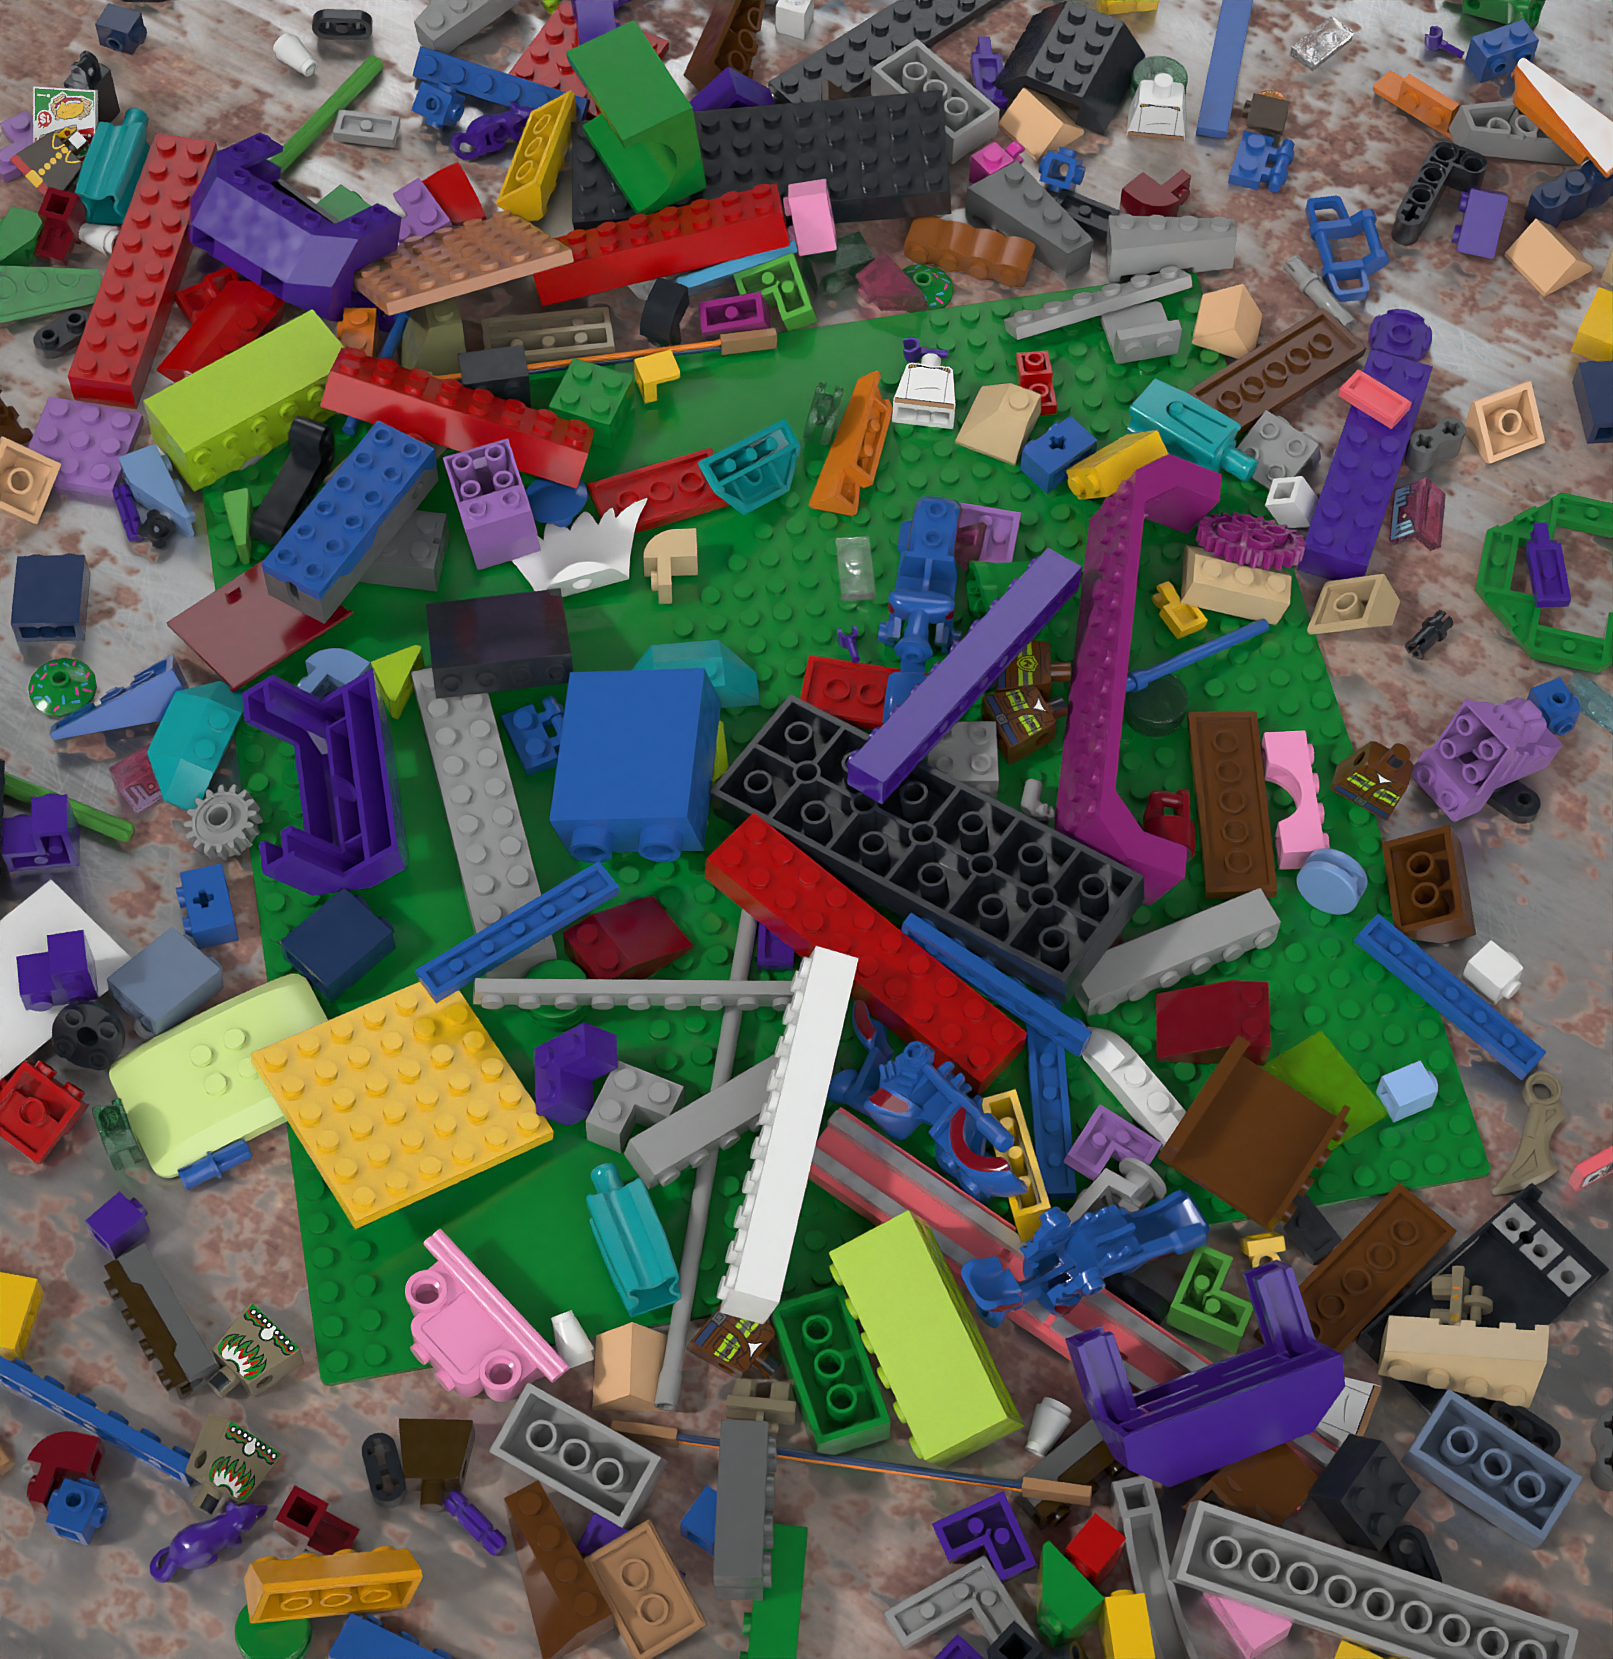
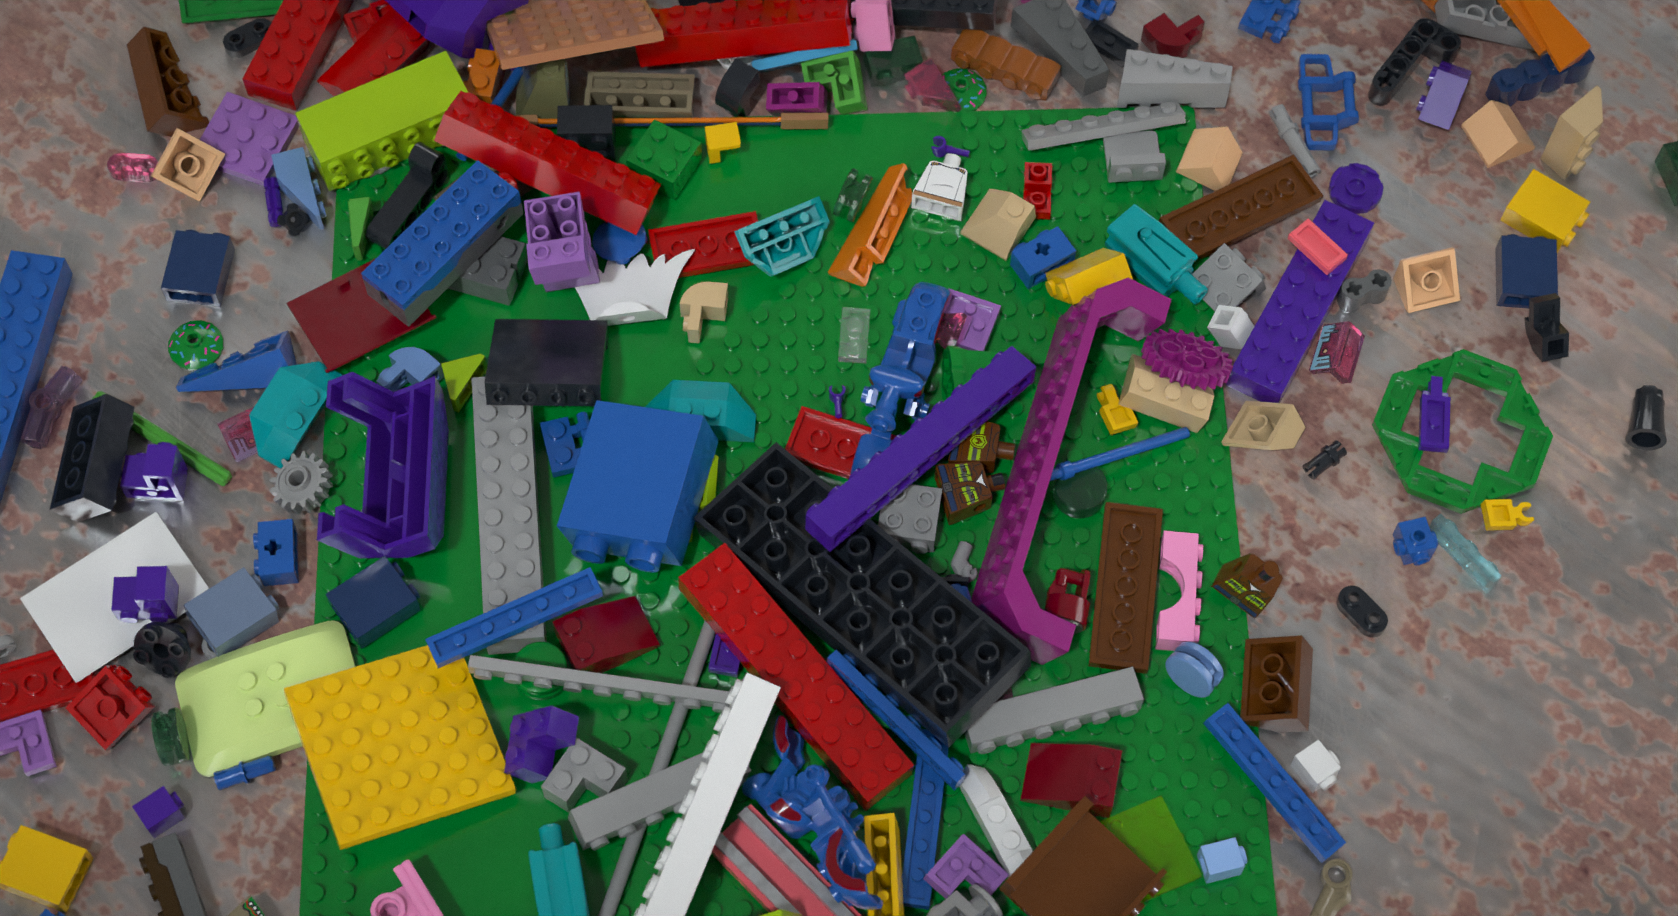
camera: 10 degrees right, 5 degrees up
(1483, 751) = (1346, 574): medium lavender brick -> none

